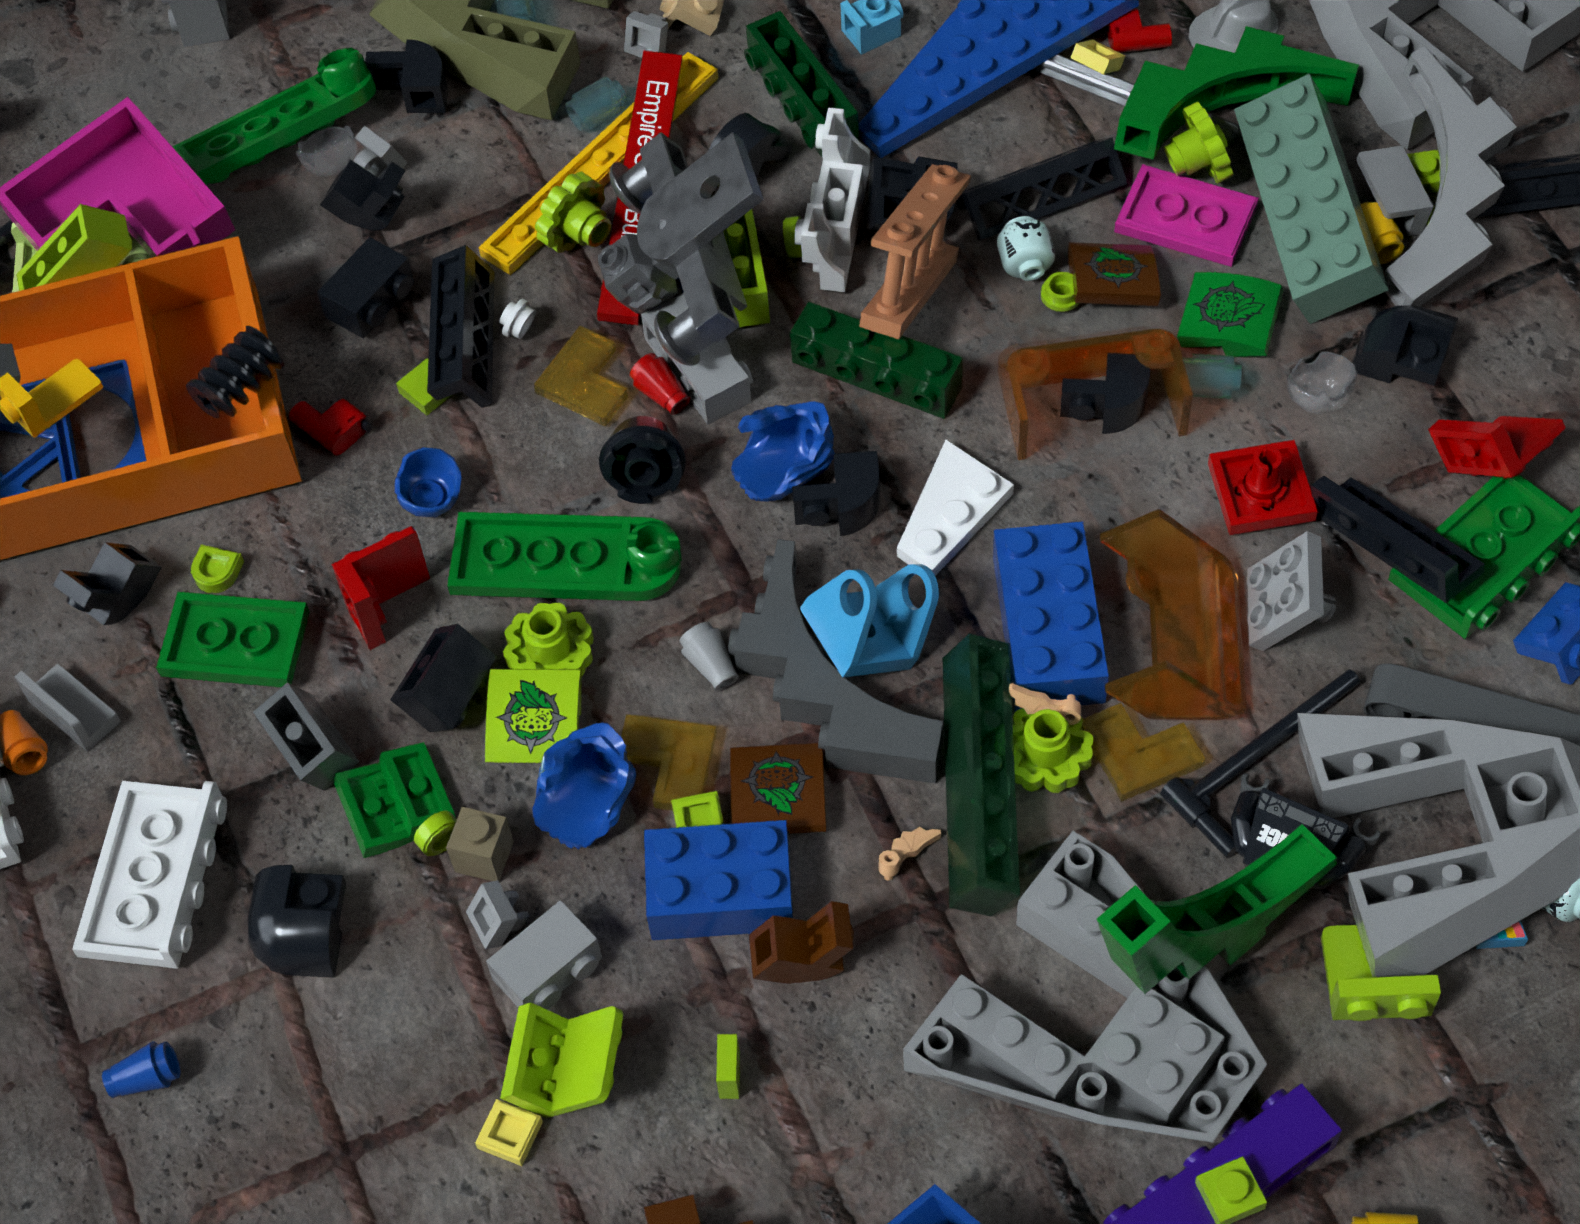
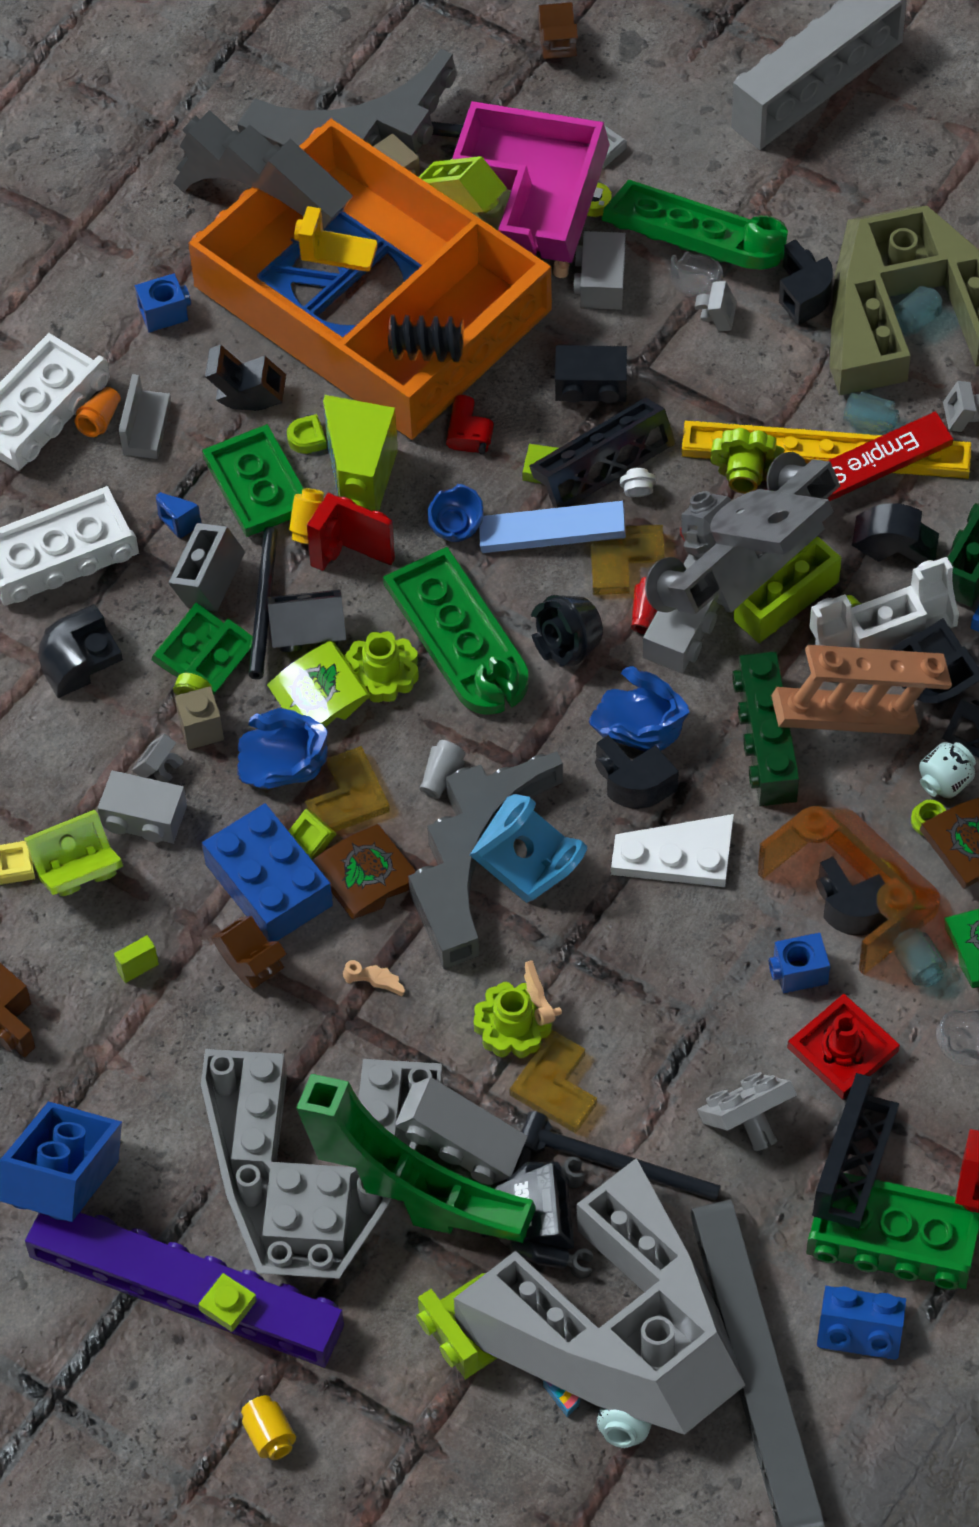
camera: 55 degrees right, 0 degrees up
(211, 734) = (178, 514): none -> blue slope
(261, 220) = (602, 270): none -> light grey brick
(286, 523) = (360, 448): none -> lime slope
(323, 611) = (303, 509): none -> yellow brick
(364, 198) = (671, 322): black brick -> none
(386, 712) = (264, 590): none -> black piece
(510, 412) = (552, 527): none -> light blue tile
(980, 776) = (454, 985): clear green brick -> none
(1050, 611) = (622, 961): blue brick -> none
(1154, 457) = (806, 949): none -> blue brick
(1165, 853) = (460, 1131): none -> light grey brick
(1192, 621) = (679, 1069): clear orange windscreen -> none

